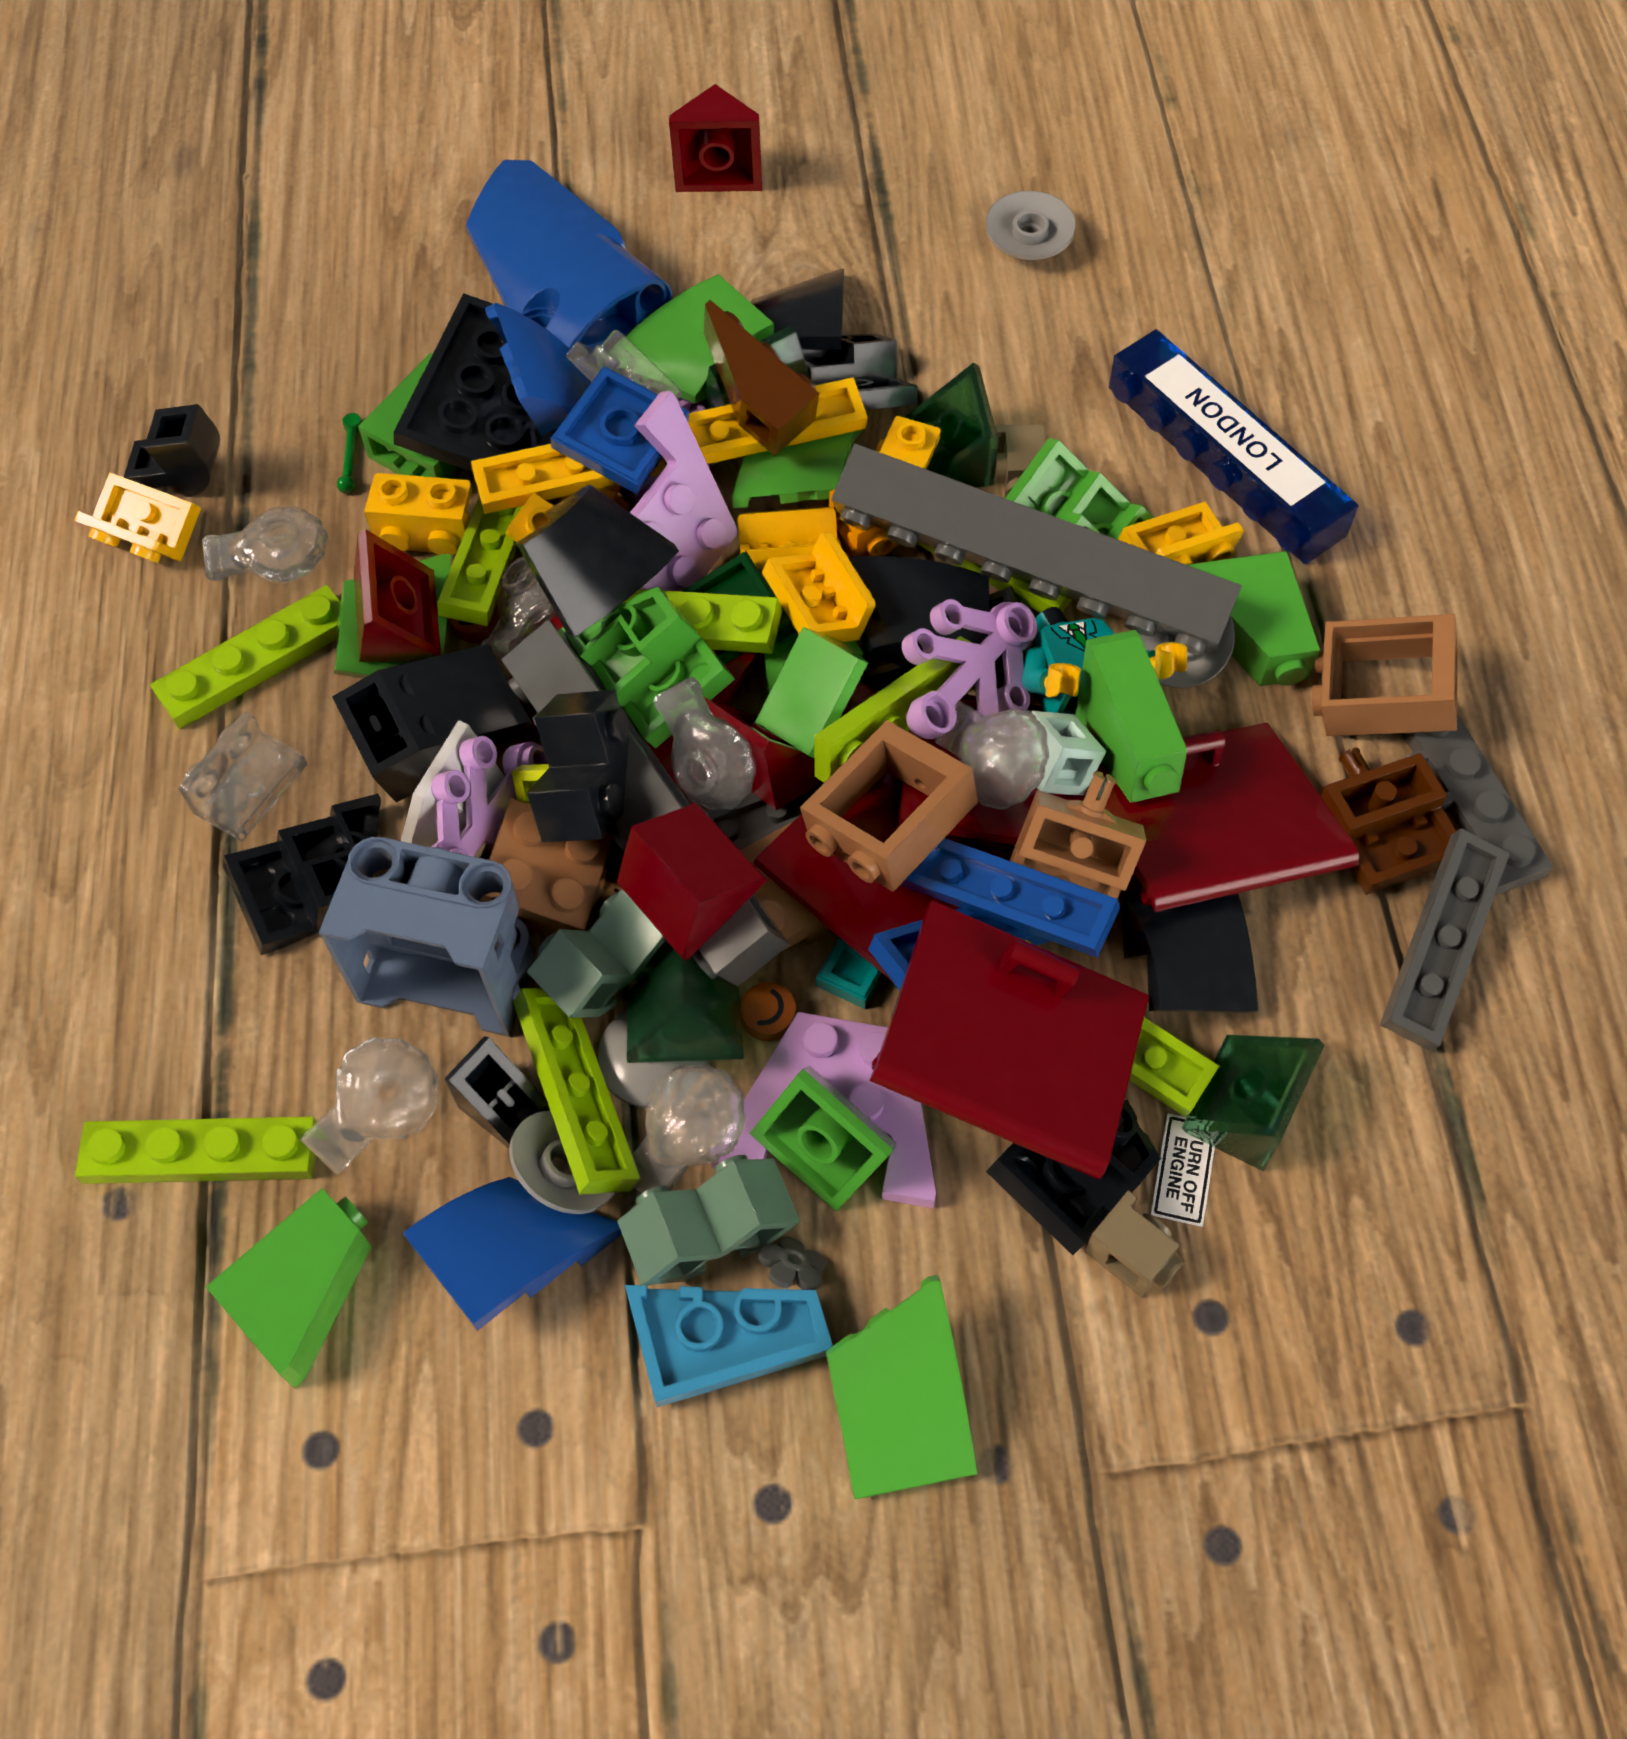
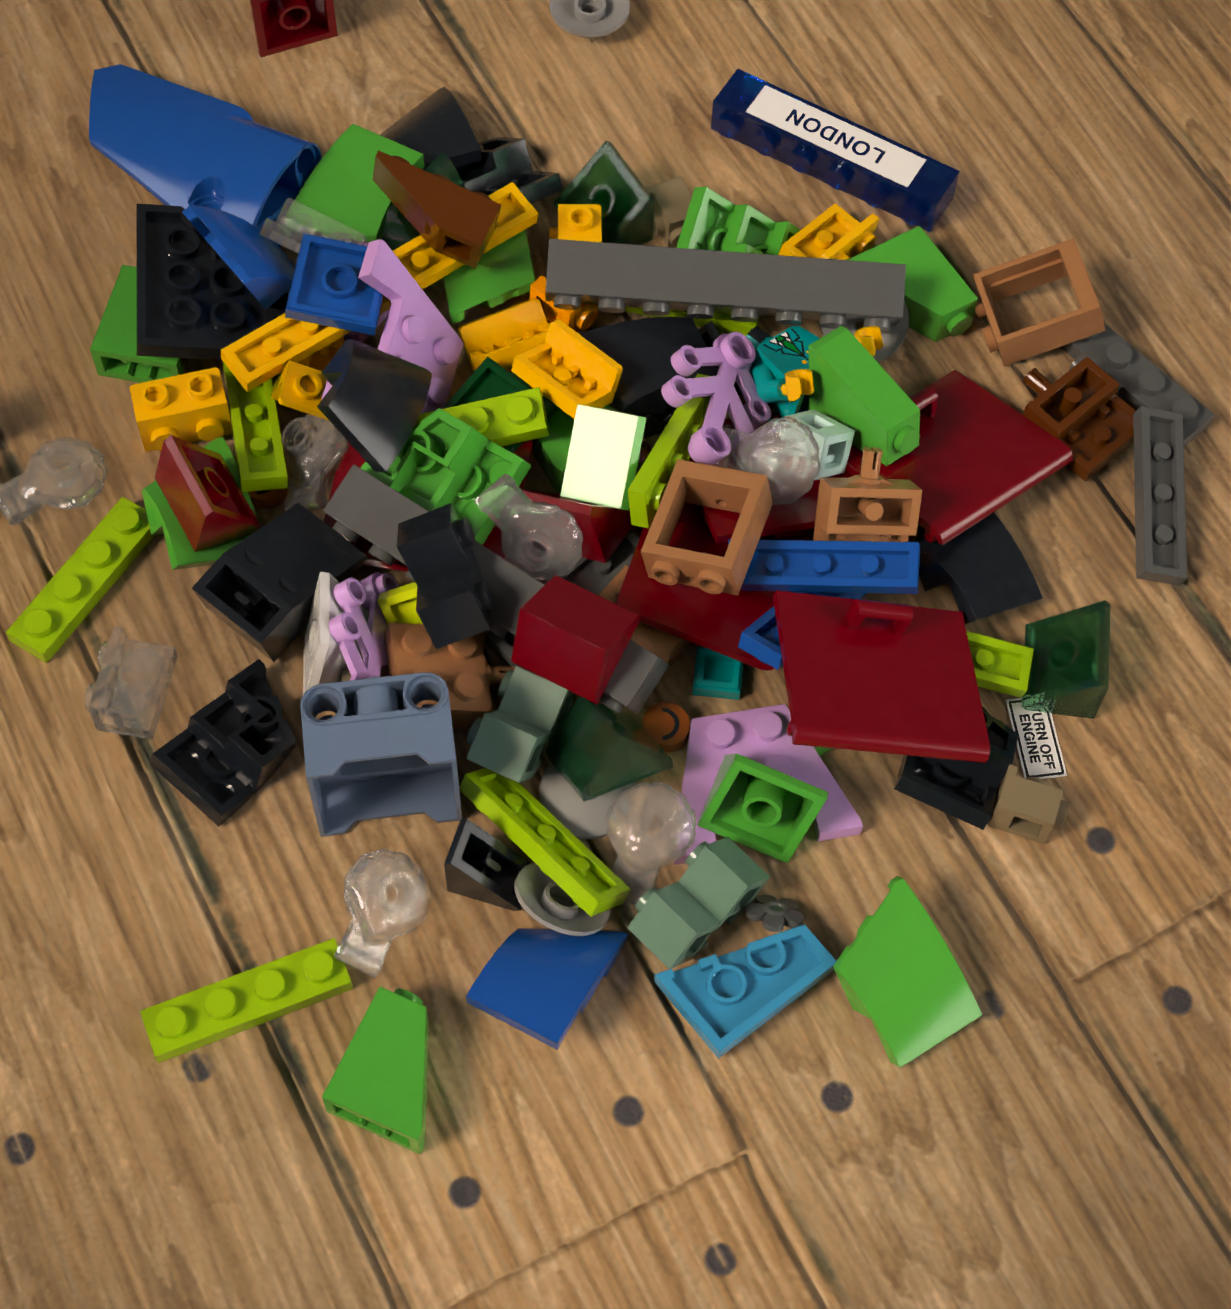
camera: 25 degrees left, 0 degrees up
(346, 483) = (70, 349): green hinge -> none

